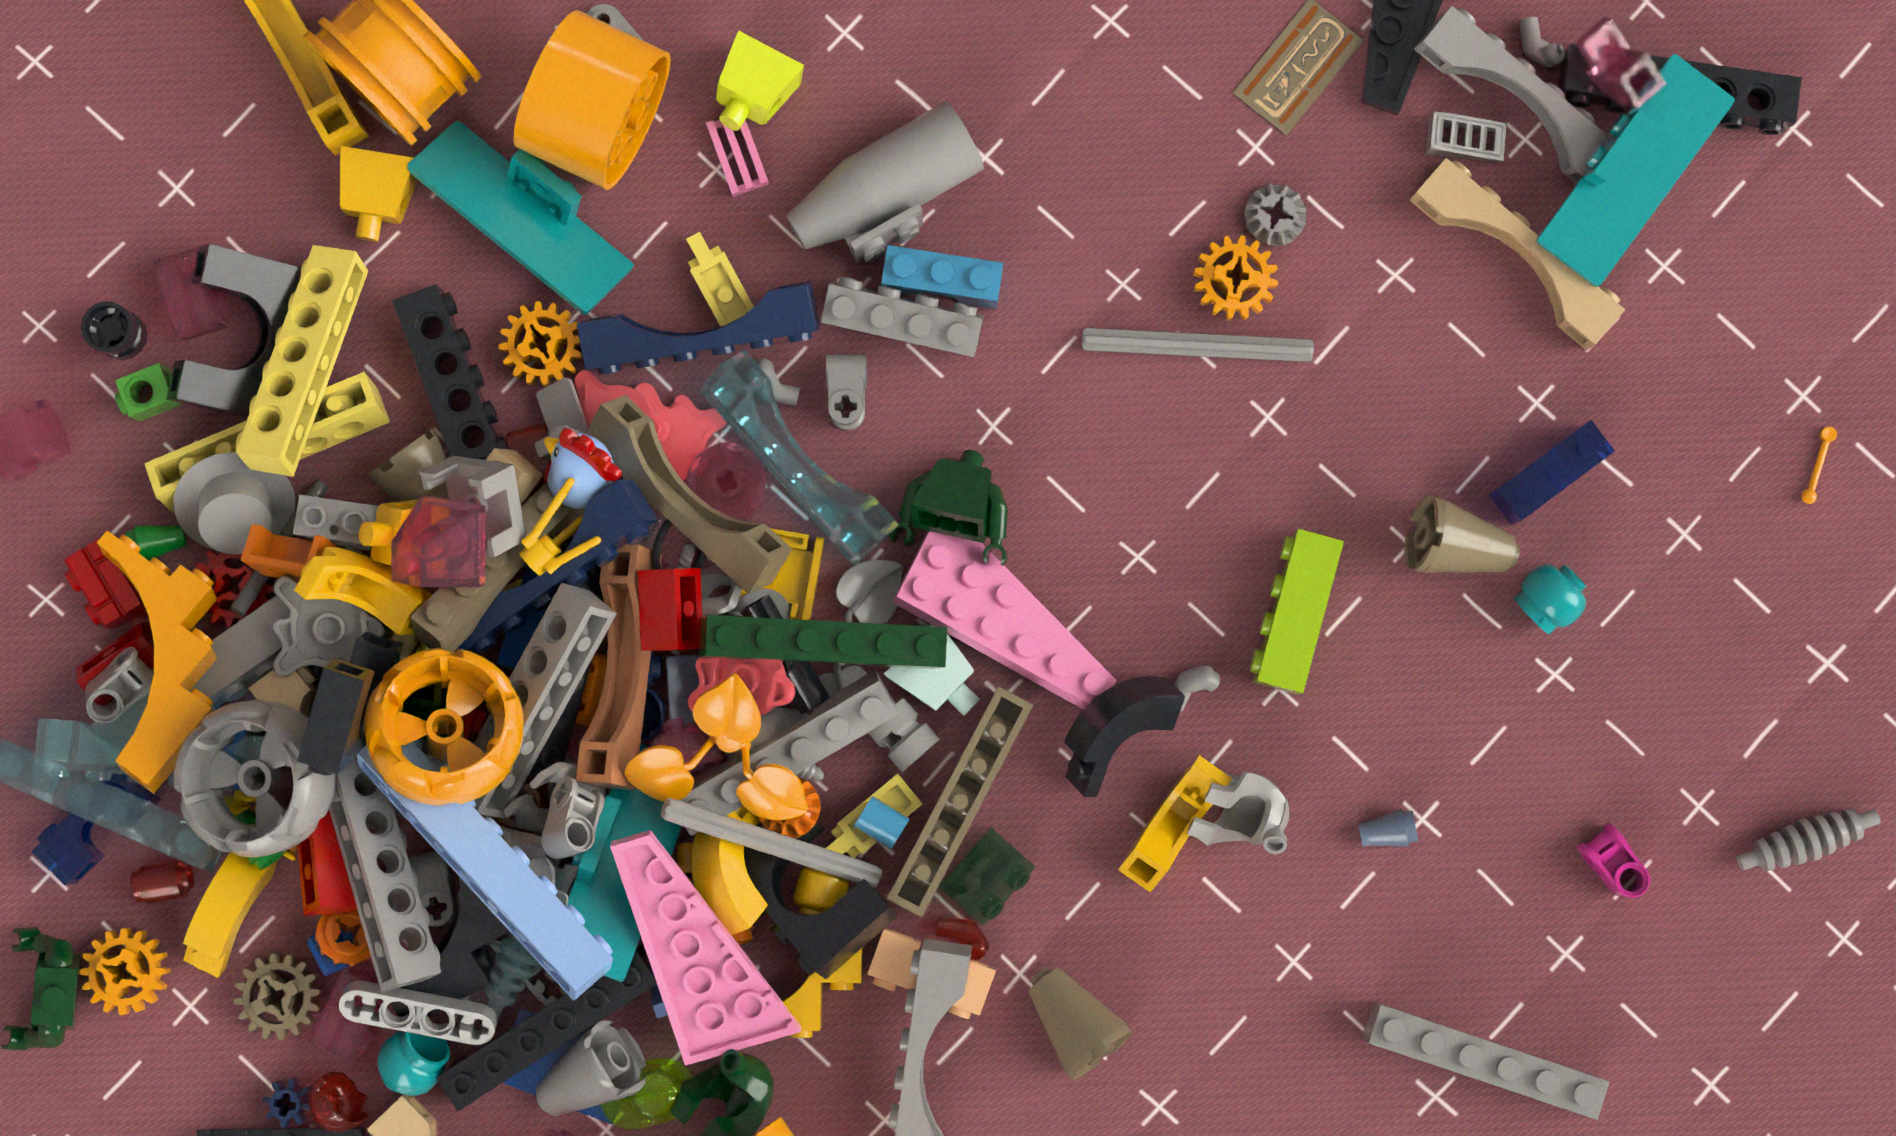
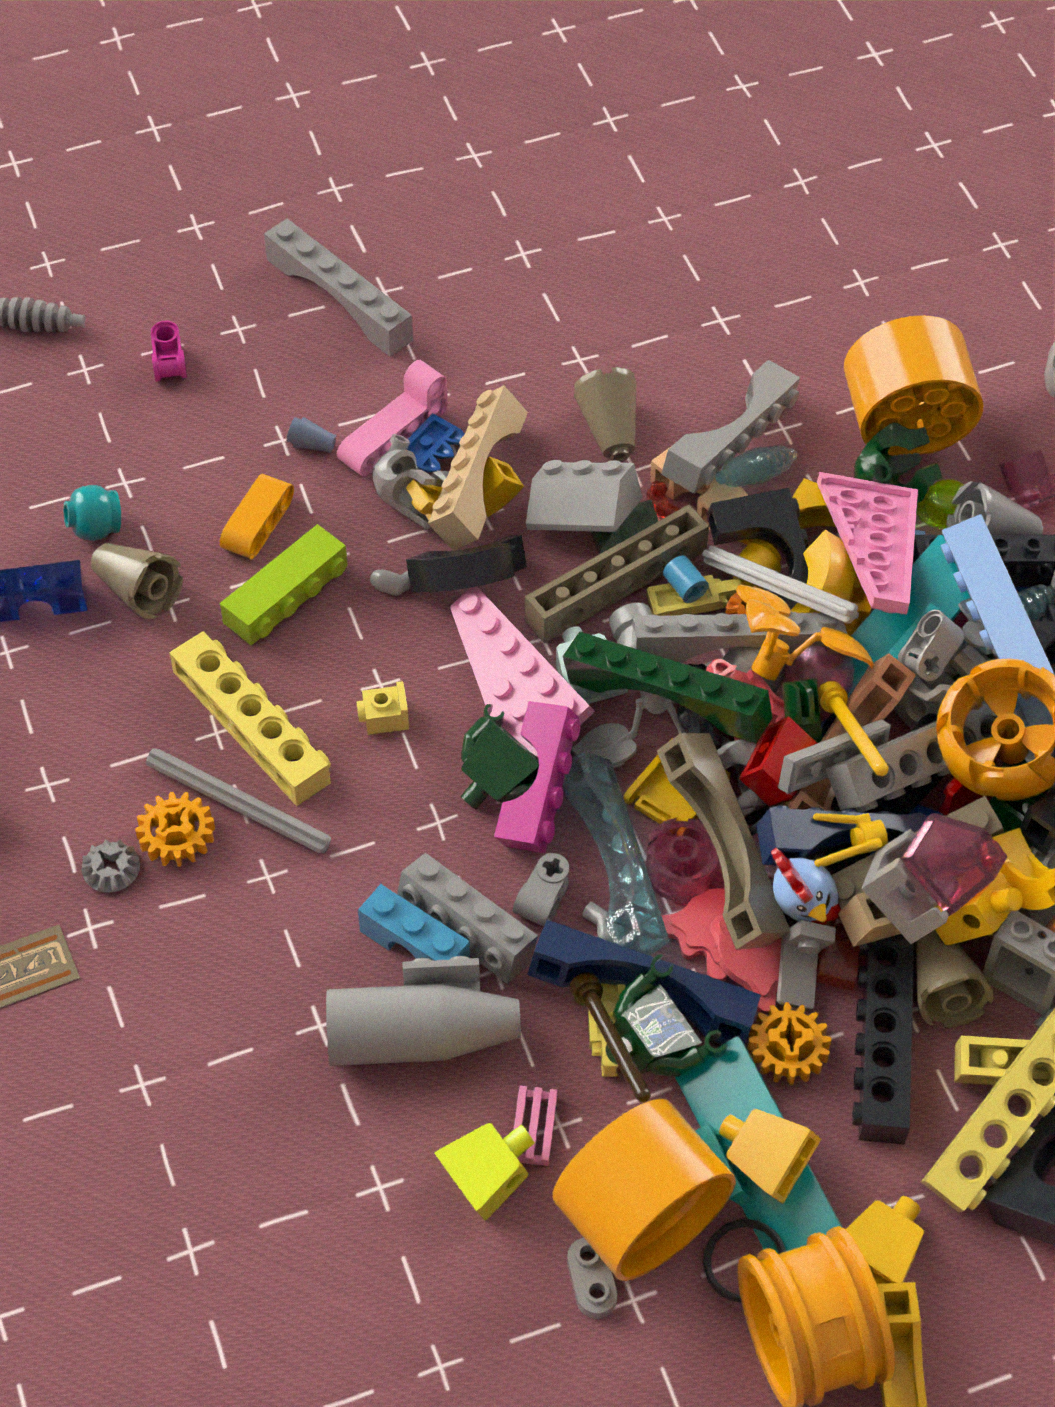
camera: 150 degrees left, 30 degrees down
(454, 123) = (717, 1236): none -> black tyre
(506, 207) = (769, 1150): none -> yellow torso
(615, 639) = (810, 763): none -> light grey tile
(652, 722) = (834, 700): none -> yellow piece
(665, 281) = (657, 1030): none -> dark green torso
(674, 689) = (802, 706): none -> dark green arm
(745, 288) = (588, 992): none -> dark brown piece
(878, 1021) = (756, 466): none -> clear light blue piece
(917, 539) = (529, 819): none -> dark pink arch
(1041, 870) = (582, 496): none -> light grey slope
(1102, 527) = (384, 709): none -> light yellow brick
(1160, 783) = (460, 506): none -> tan arch
(1254, 884) = (433, 441): none -> blue plate
(1306, 888) = (423, 394): none -> bright pink beam
(1335, 467) = (296, 779): none -> light yellow brick
(1382, 691) = (256, 516): none -> light orange beam

